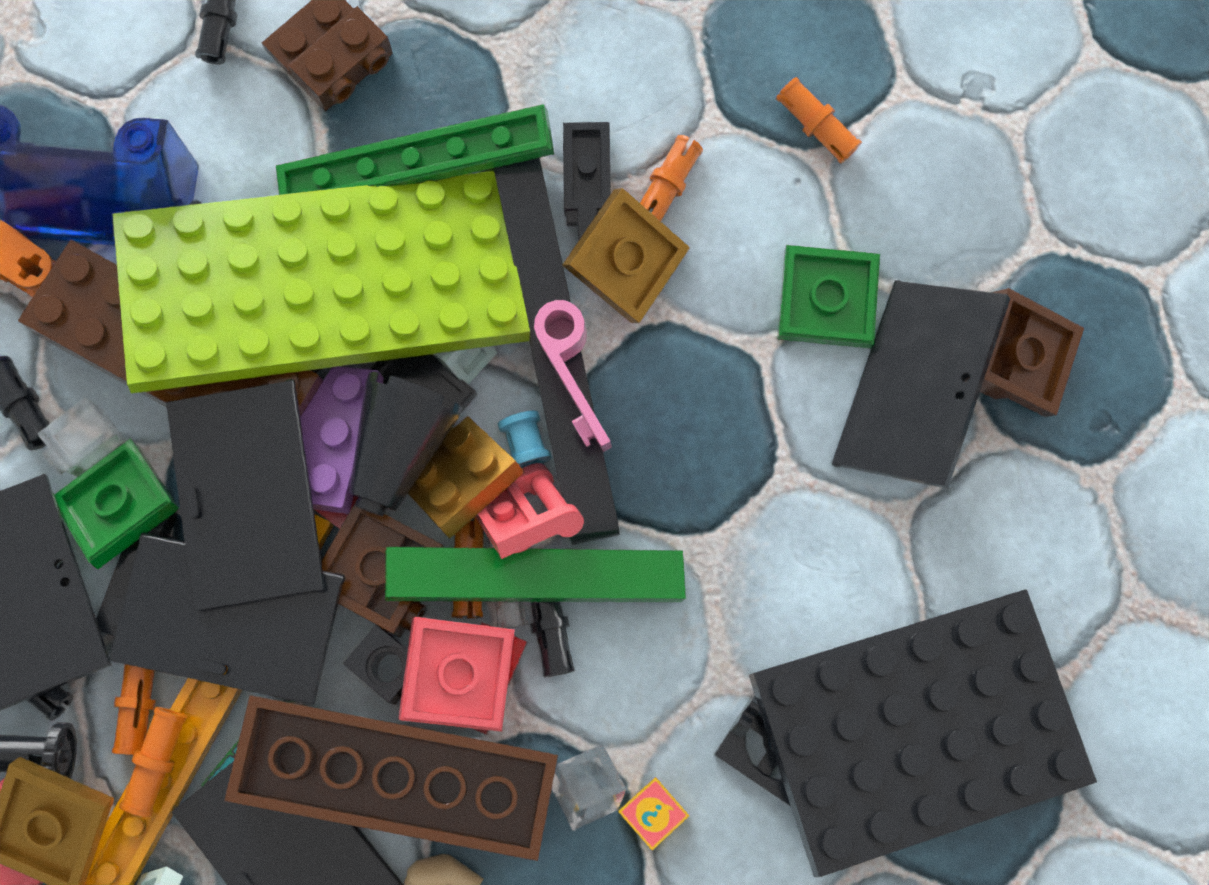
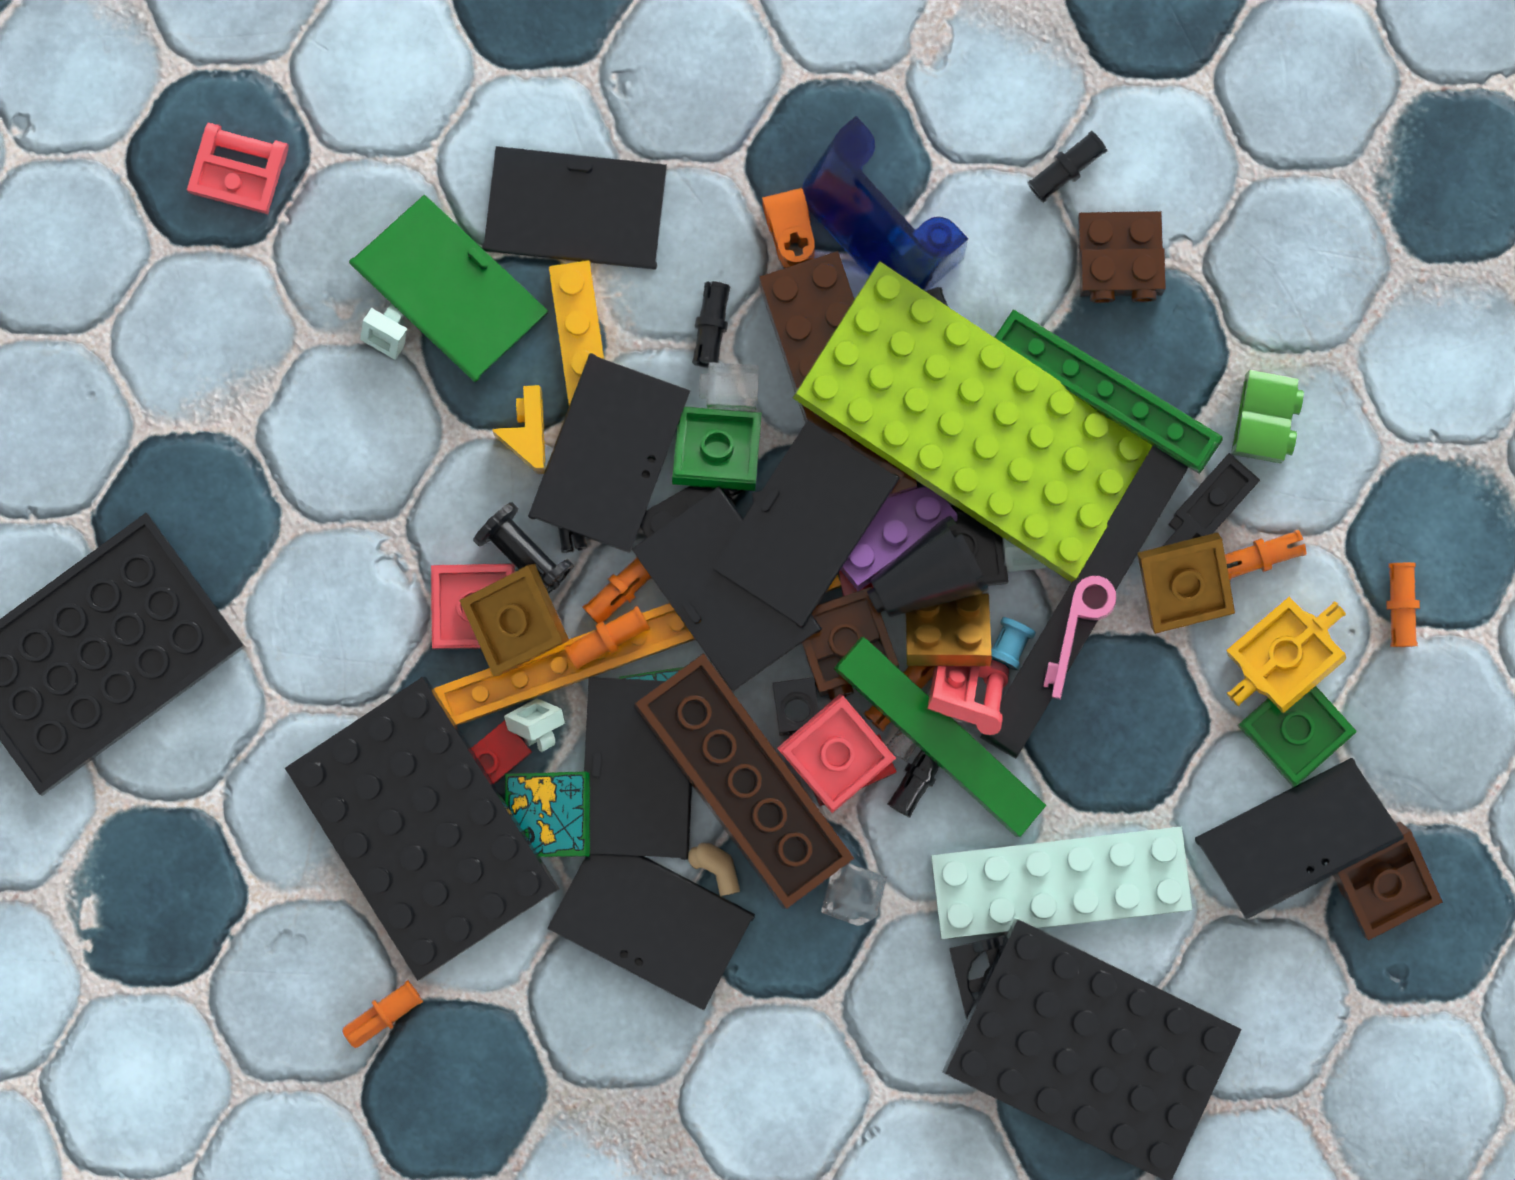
camera: 45 degrees right, 5 degrees up
(566, 68) = (1266, 417): none -> bright green brick
(653, 813) = (879, 948): tile -> none
(755, 607) = (1061, 882): none -> light aqua plate
(764, 241) = (1286, 654): none -> yellow plate

